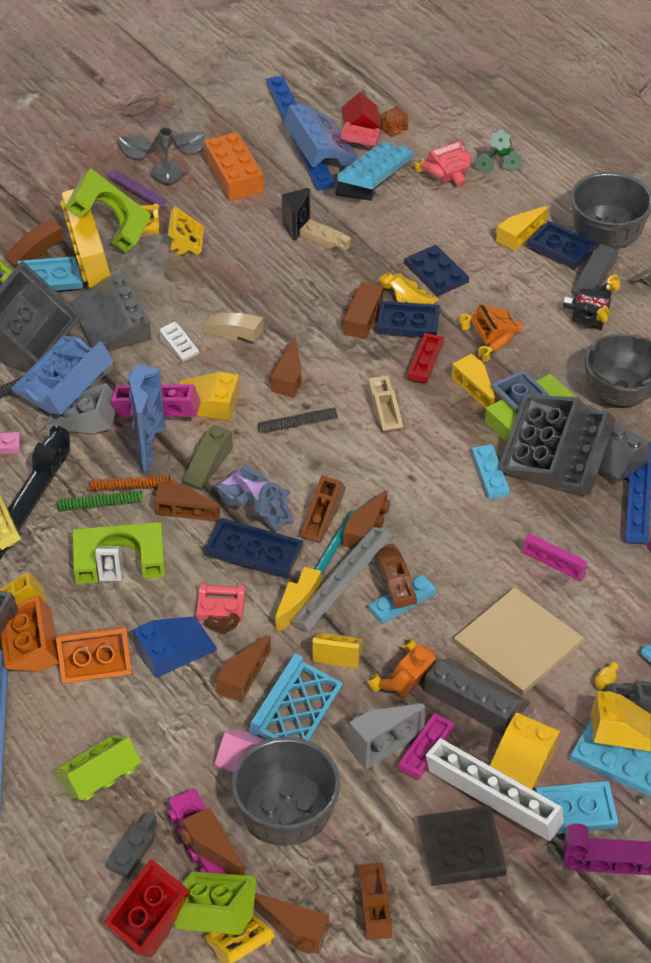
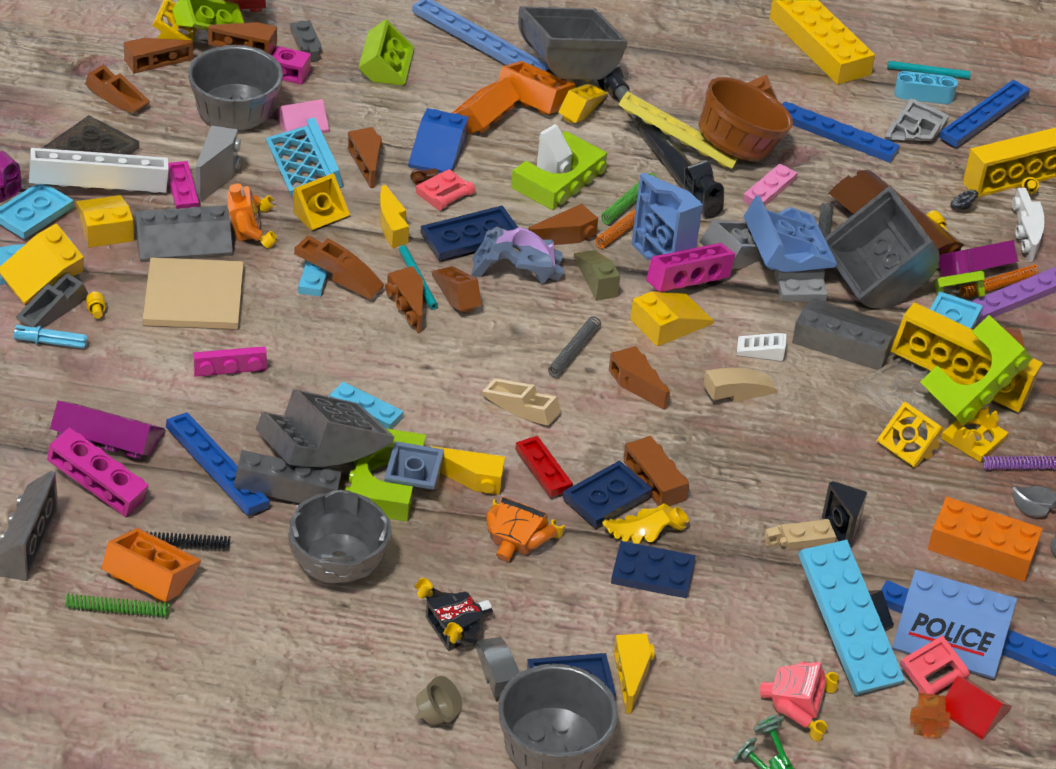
camera: 130 degrees right, 5 degrees down
(340, 578) = (372, 239): light grey plate -> none

